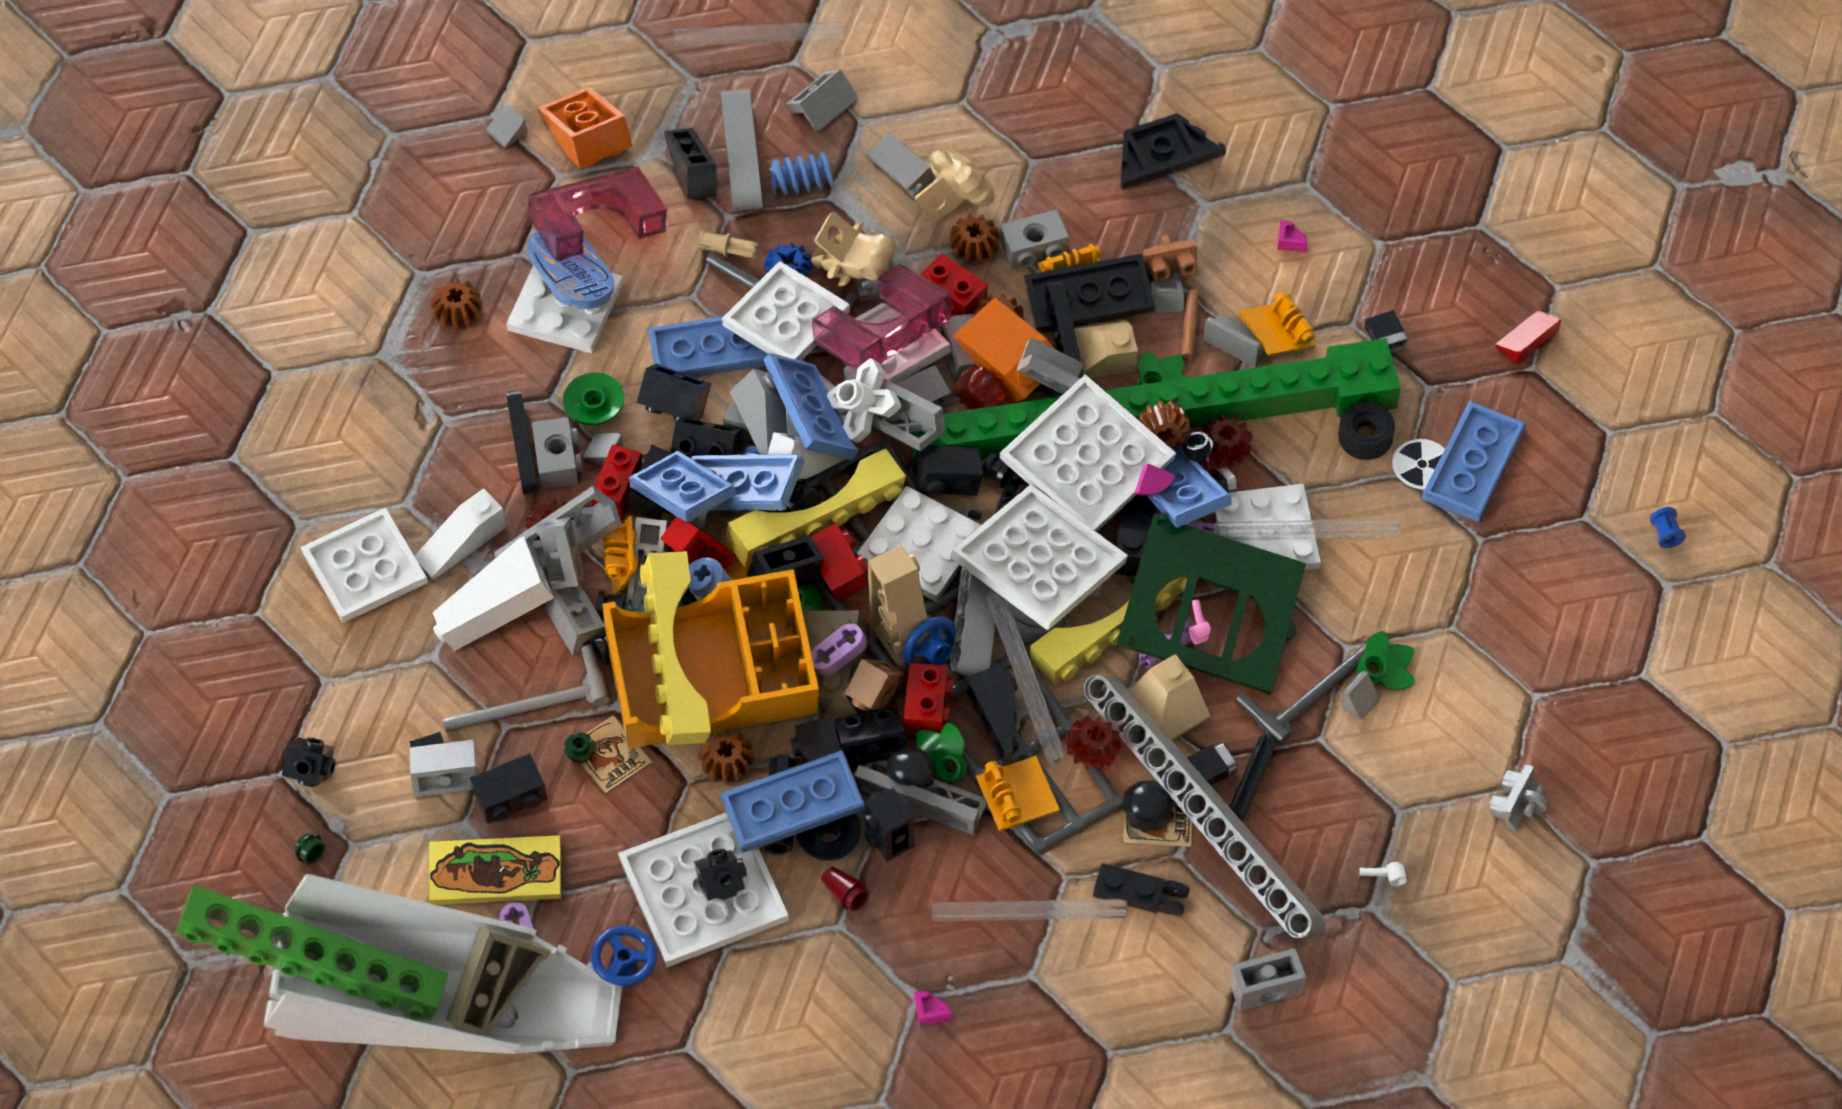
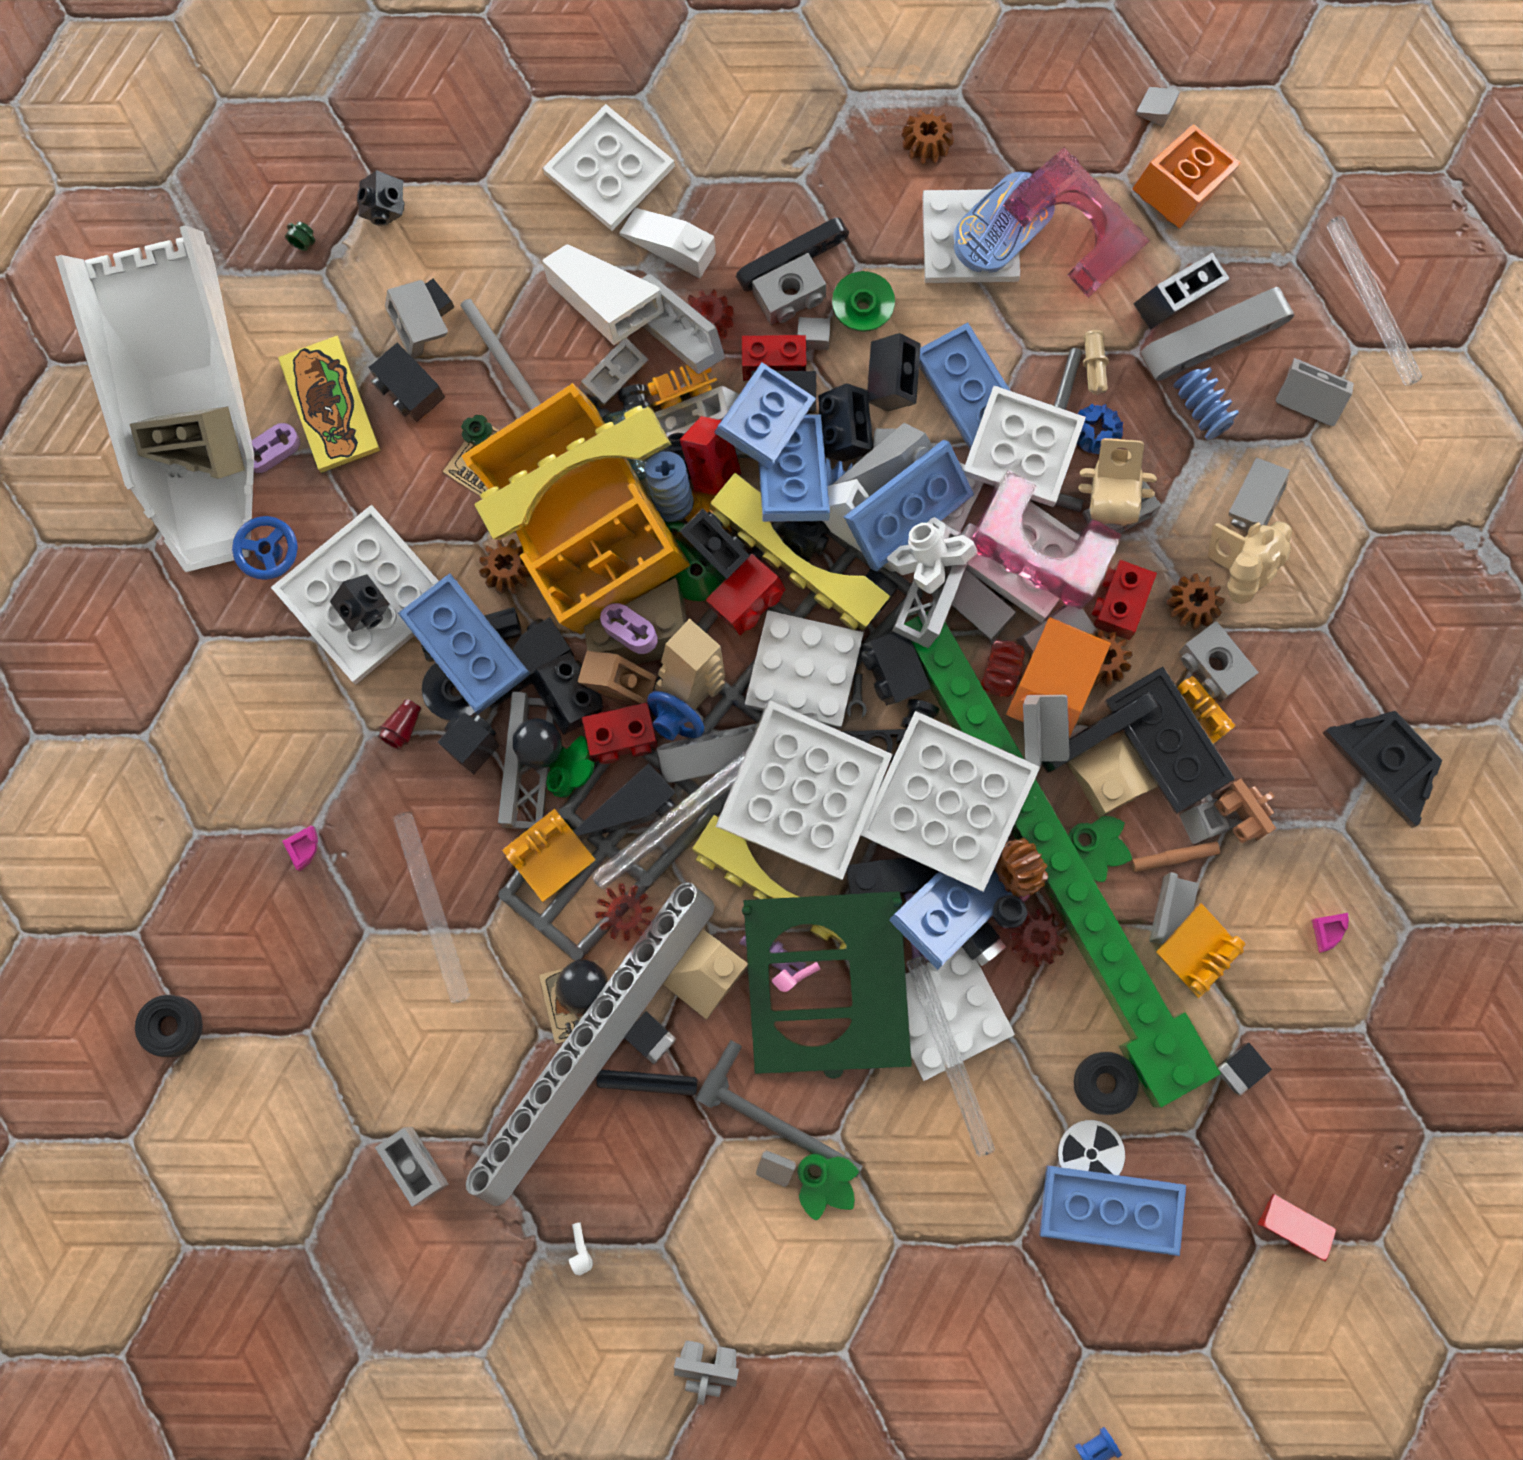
camera: 75 degrees right, 20 degrees up
(329, 947) = (127, 156): bright green brick -> none
(560, 552) = (656, 333): light grey hinge -> none
(1139, 890) = (486, 1005): black hinge -> none
(1153, 480) = (938, 878): dark pink tile -> none

